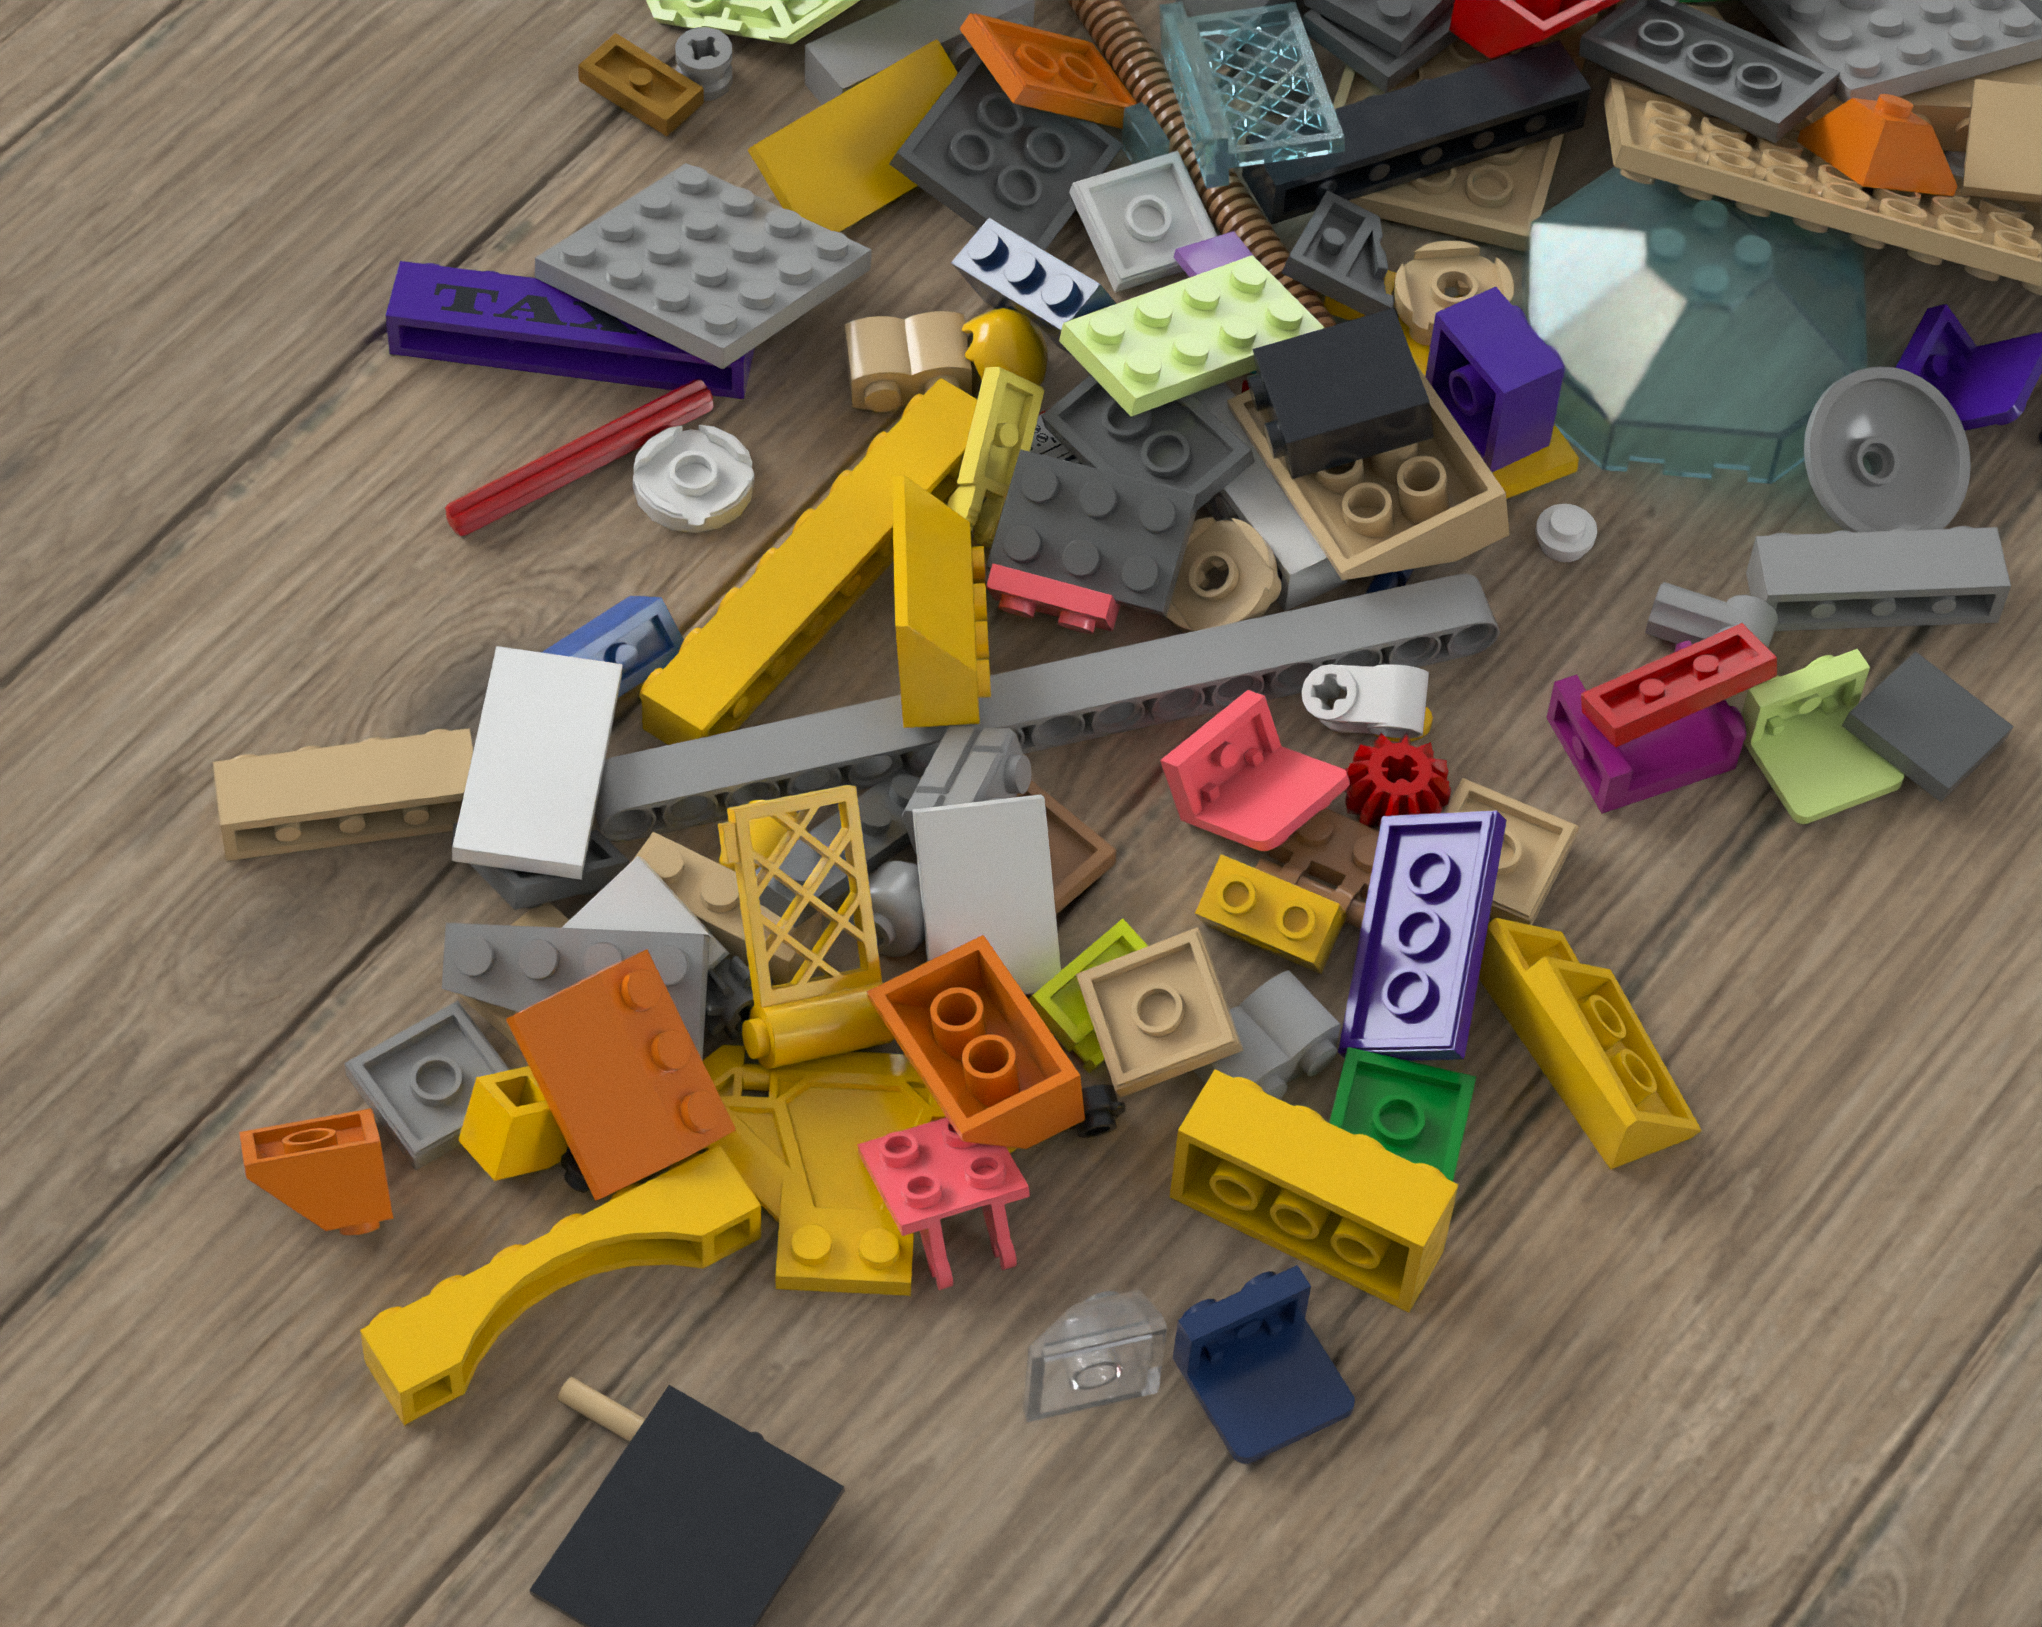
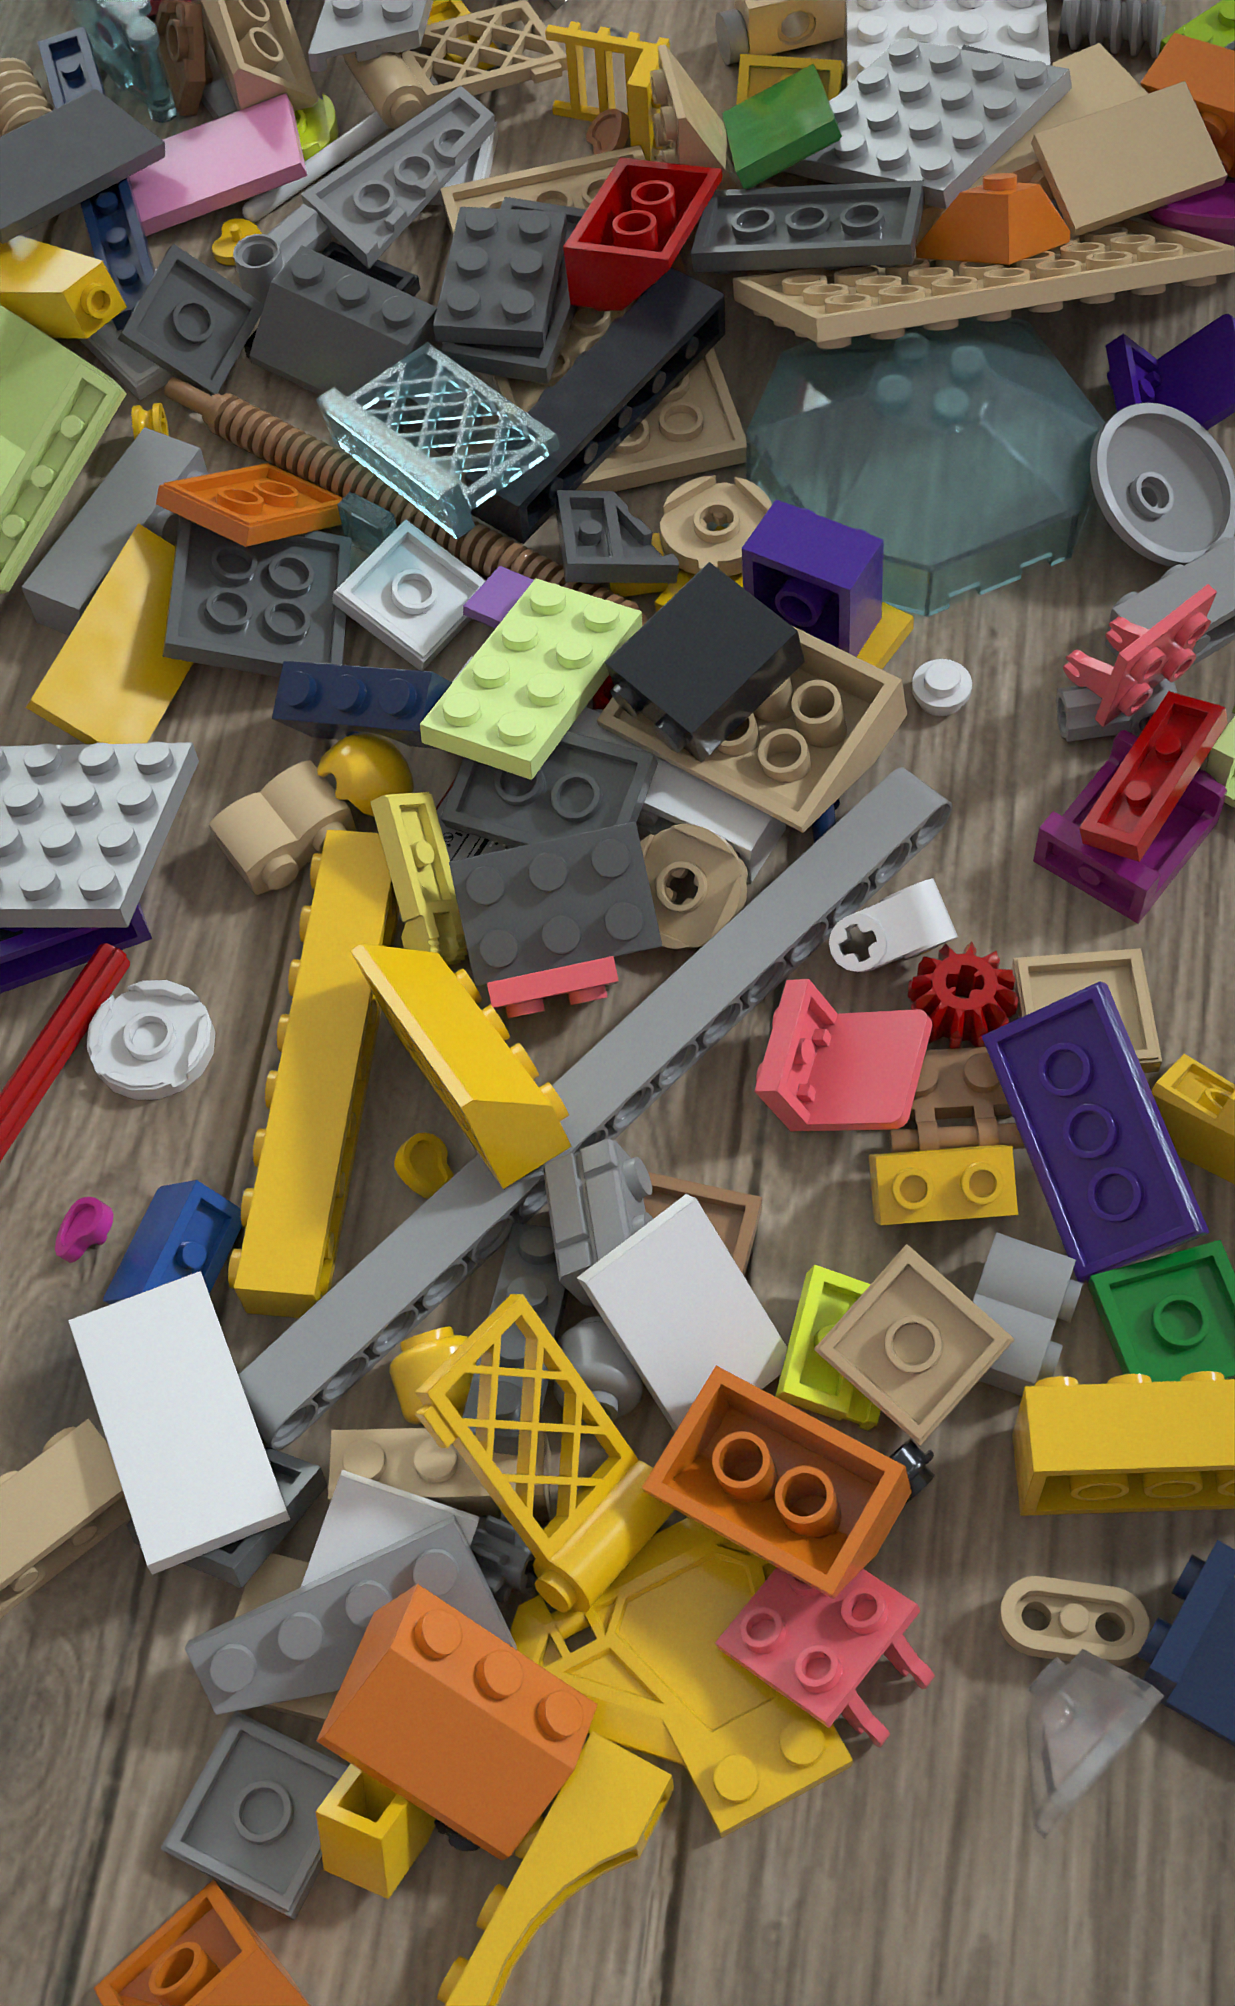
camera: 20 degrees left, 5 degrees up
(549, 593) = (83, 1226): none -> dark pink piece
(855, 682) = (423, 1164): none -> yellow piece
(1159, 1274) = (1072, 1619): none -> tan plate
(1742, 584) = (1144, 657): none -> coral plate

